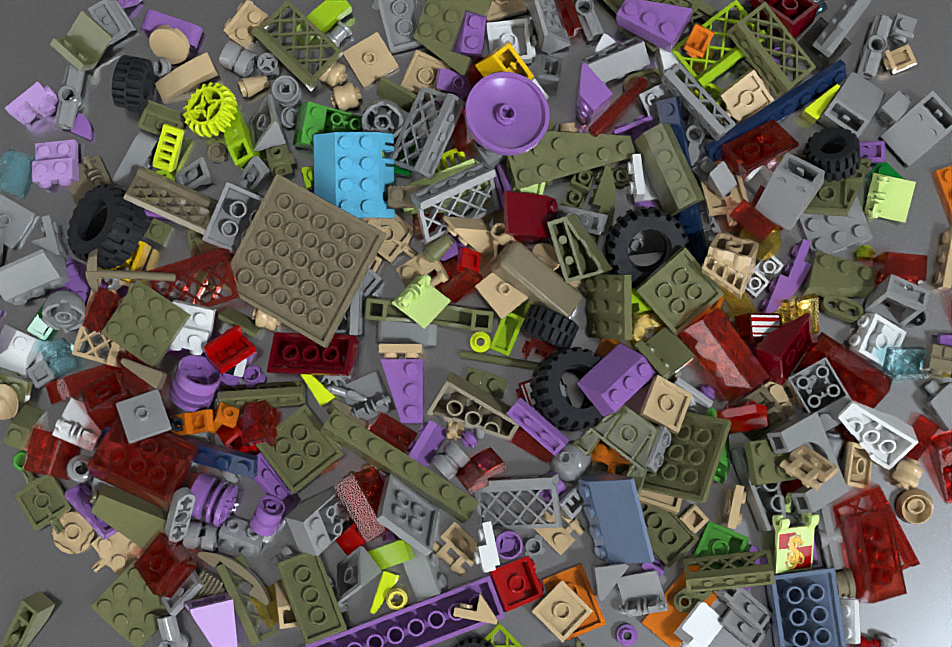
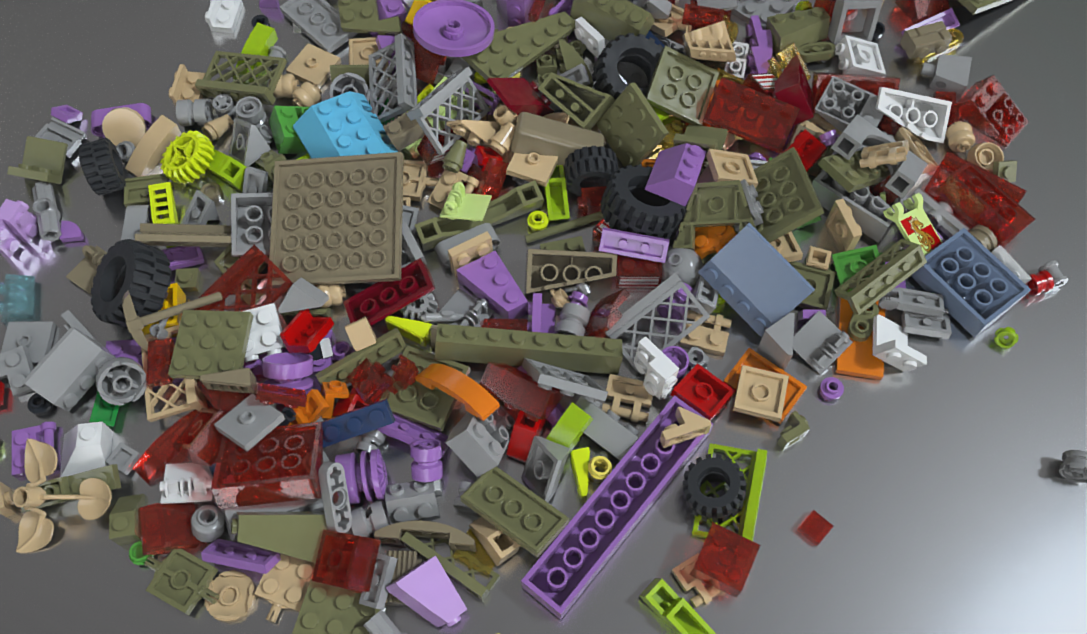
camera: 30 degrees left, 20 degrees down
(56, 163) = (56, 270): lavender plate -> none
(59, 357) = (135, 431): clear light blue wheel -> none
(177, 405) = (272, 394): none -> clear red plate
(241, 317) = (303, 296): none -> light grey slope
(270, 379) = (360, 334): none -> tan slope
(288, 435) = (405, 372): none -> clear red plate
(319, 476) = (461, 387): none -> orange slope
(488, 255) = (503, 138): none -> tan cone
(777, 418) = (829, 138): none -> medium lavender plate
(905, 363) = (893, 60): clear light blue bracket -> none
(920, 530) = (1005, 170): none -> olive plate

